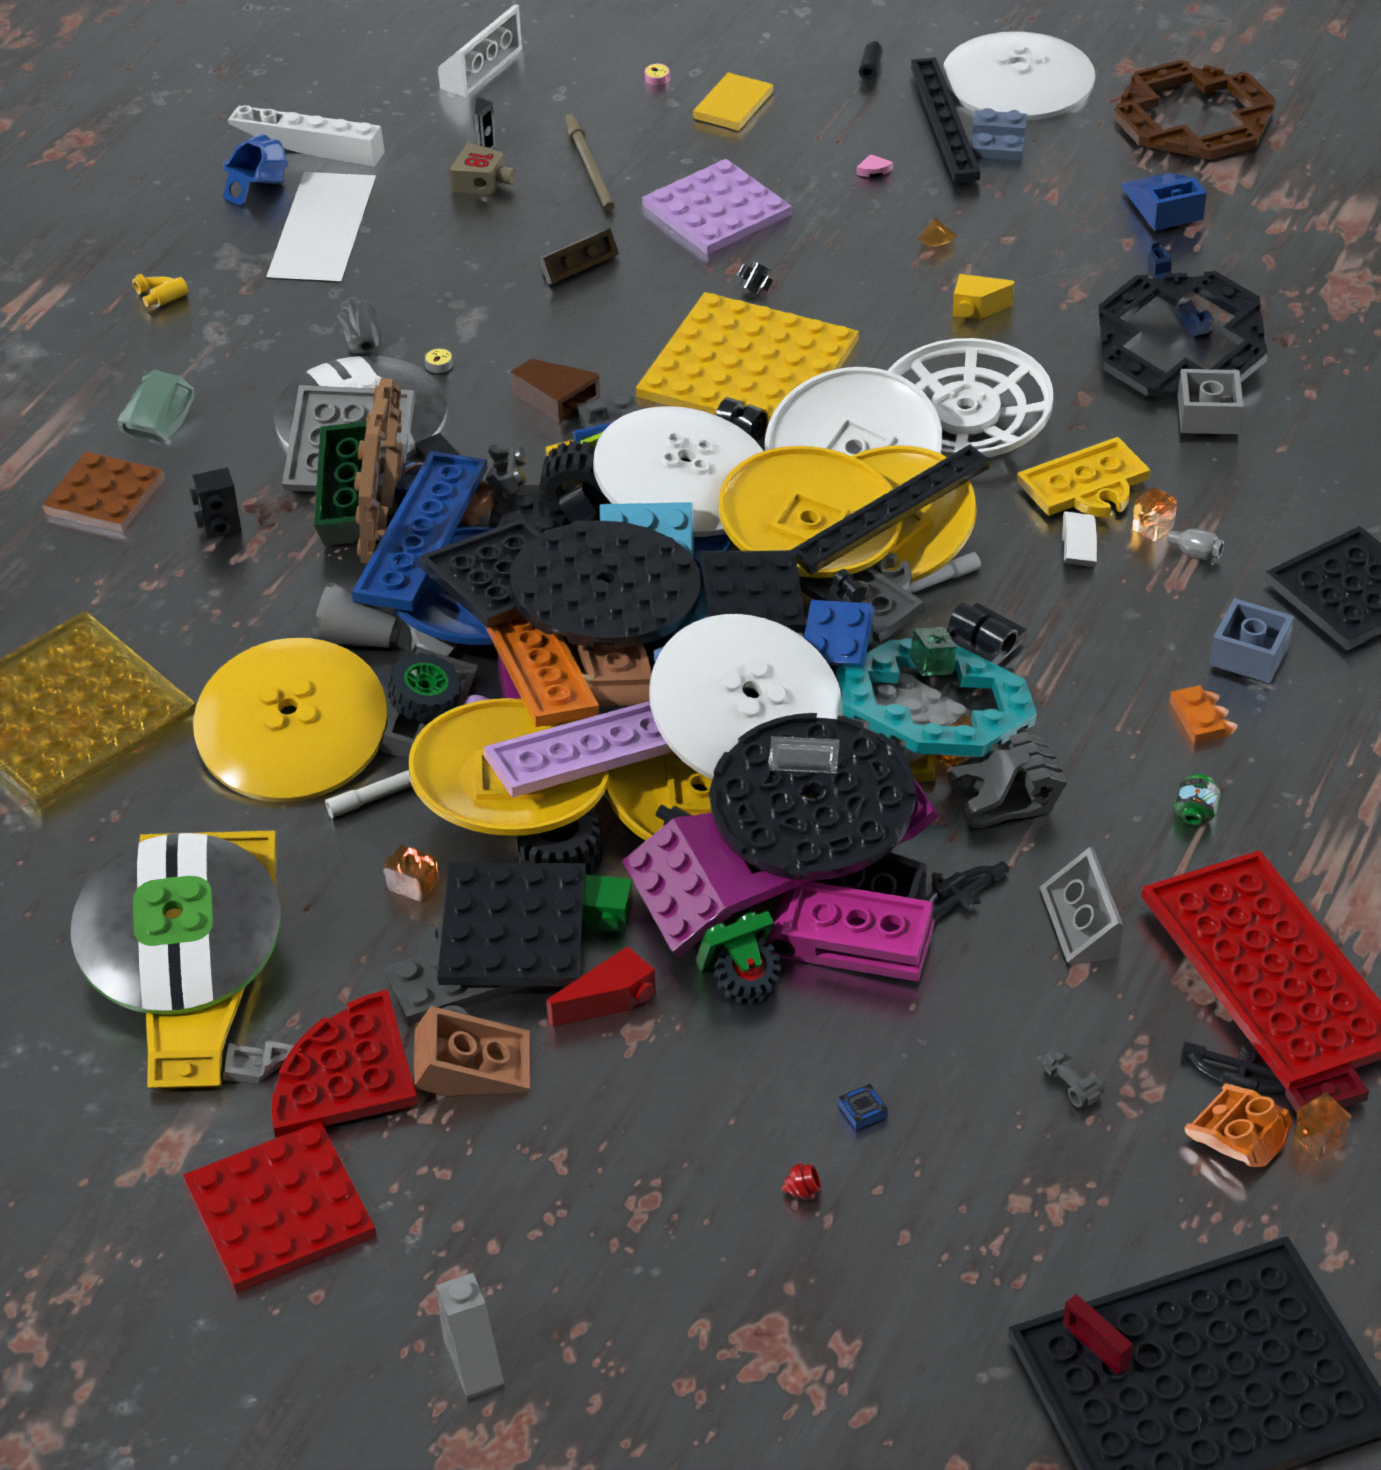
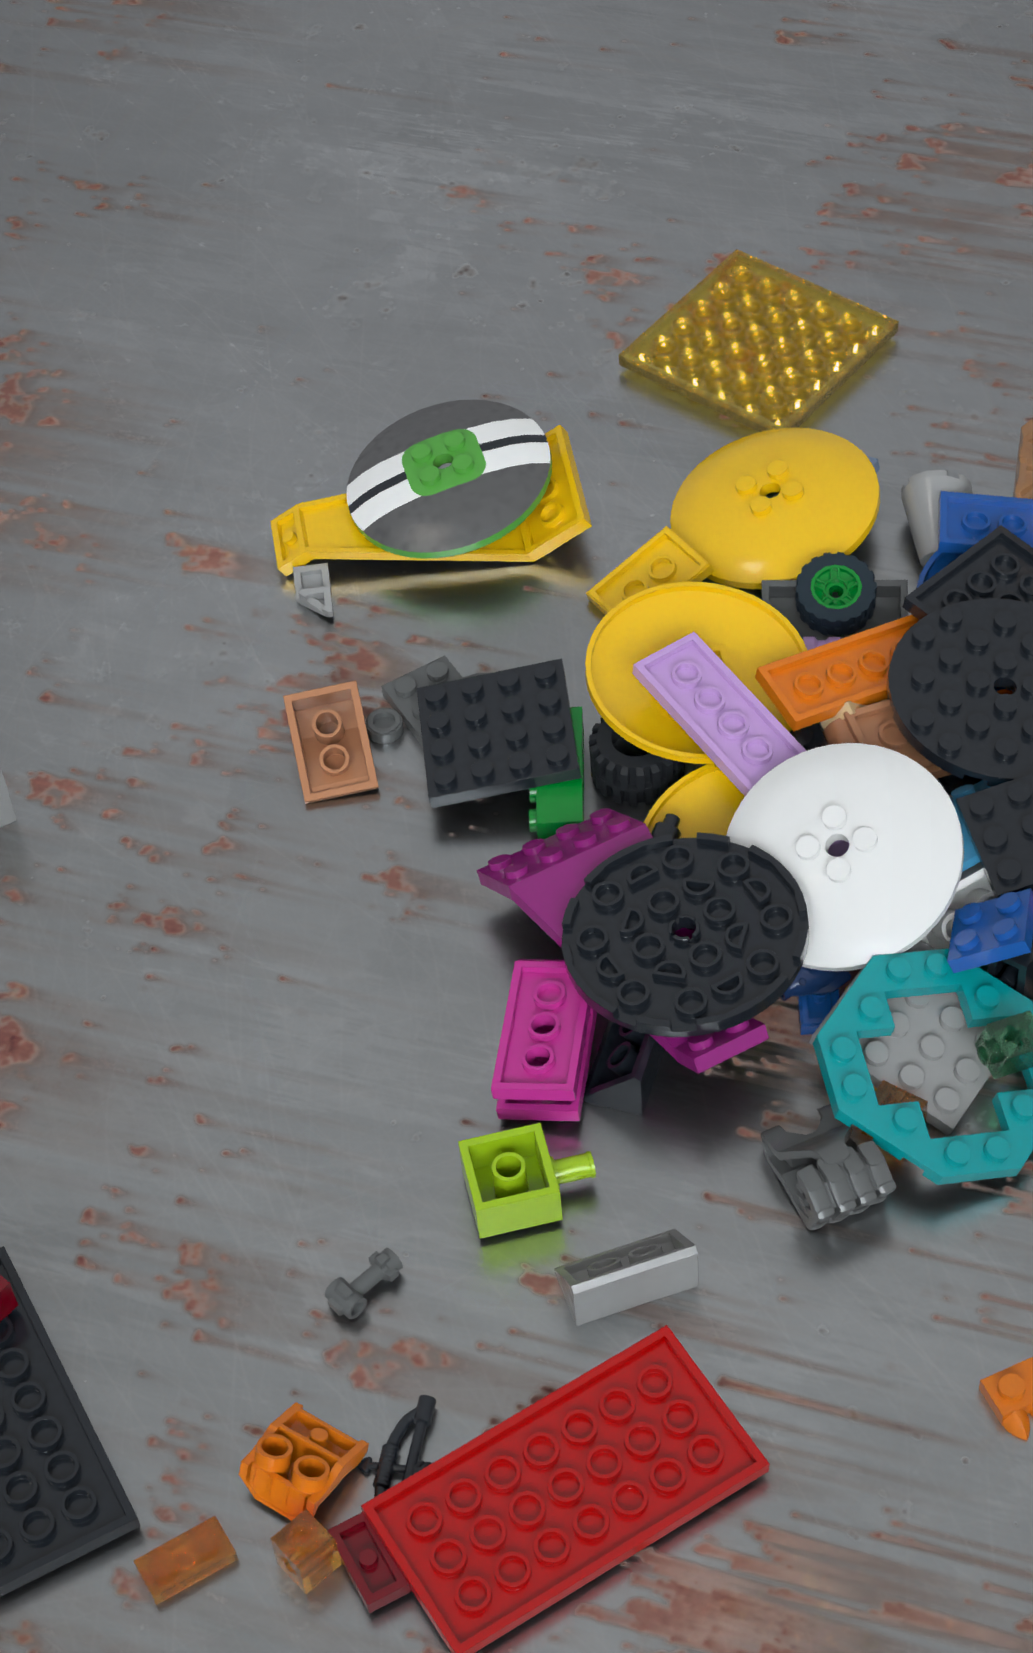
camera: 85 degrees right, 5 degrees up
(279, 1206) = (144, 646): red plate -> none
(344, 1069) = (310, 650): red plate -> none
(349, 813) = (656, 563): none -> yellow tile
(410, 873) = (572, 642): clear orange brick -> none
(605, 990) = (444, 841): red slope -> none
(741, 957) = (484, 940): plate -> none
(802, 1182) = (193, 1044): red plate -> none
(804, 754) = (729, 905): clear tile -> none
(863, 1106) = (306, 1087): tile -> none
(964, 896) = (637, 1149): black piece -> none
(995, 964) = (516, 1180): none -> lime brick
(1197, 799) = (850, 1386): head -> none
(1317, 1215) = (185, 1560): none -> clear orange plate

